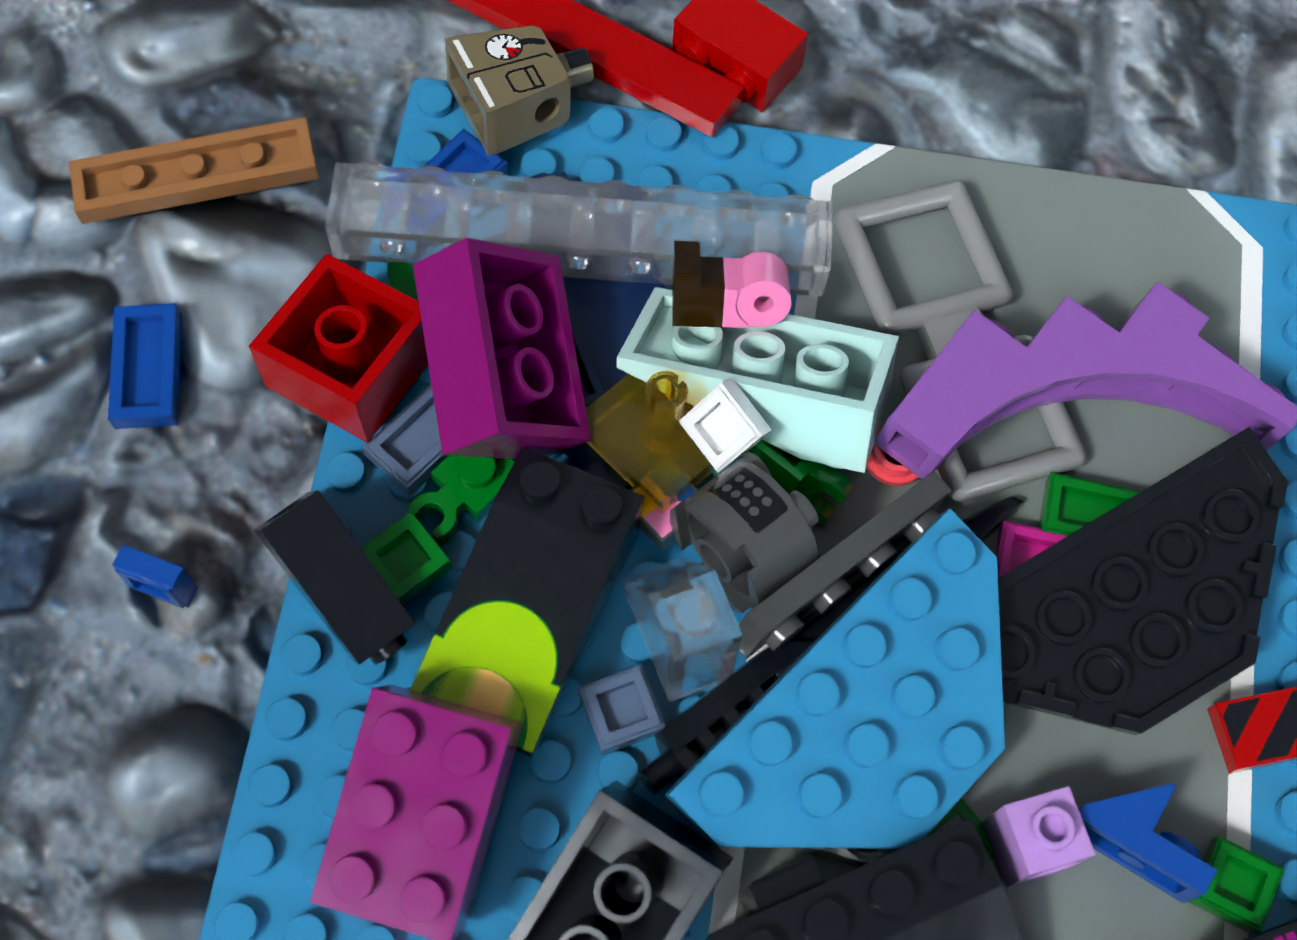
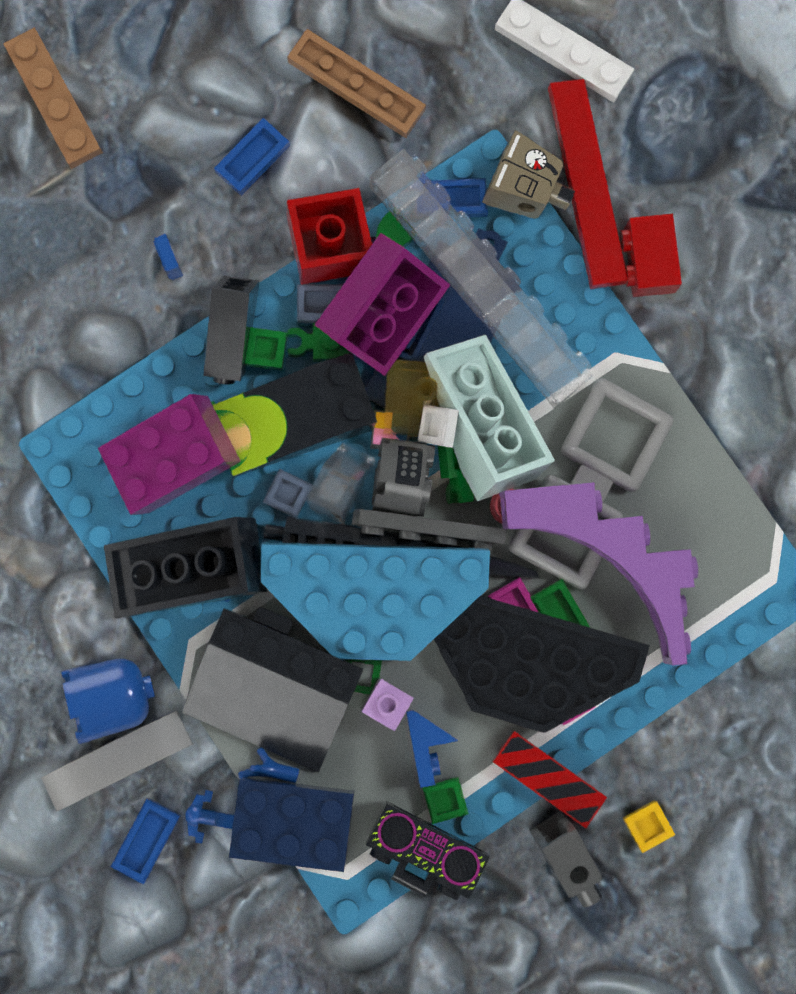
camera: 45 degrees right, 15 degrees up
(728, 290) = (506, 369): leg -> none

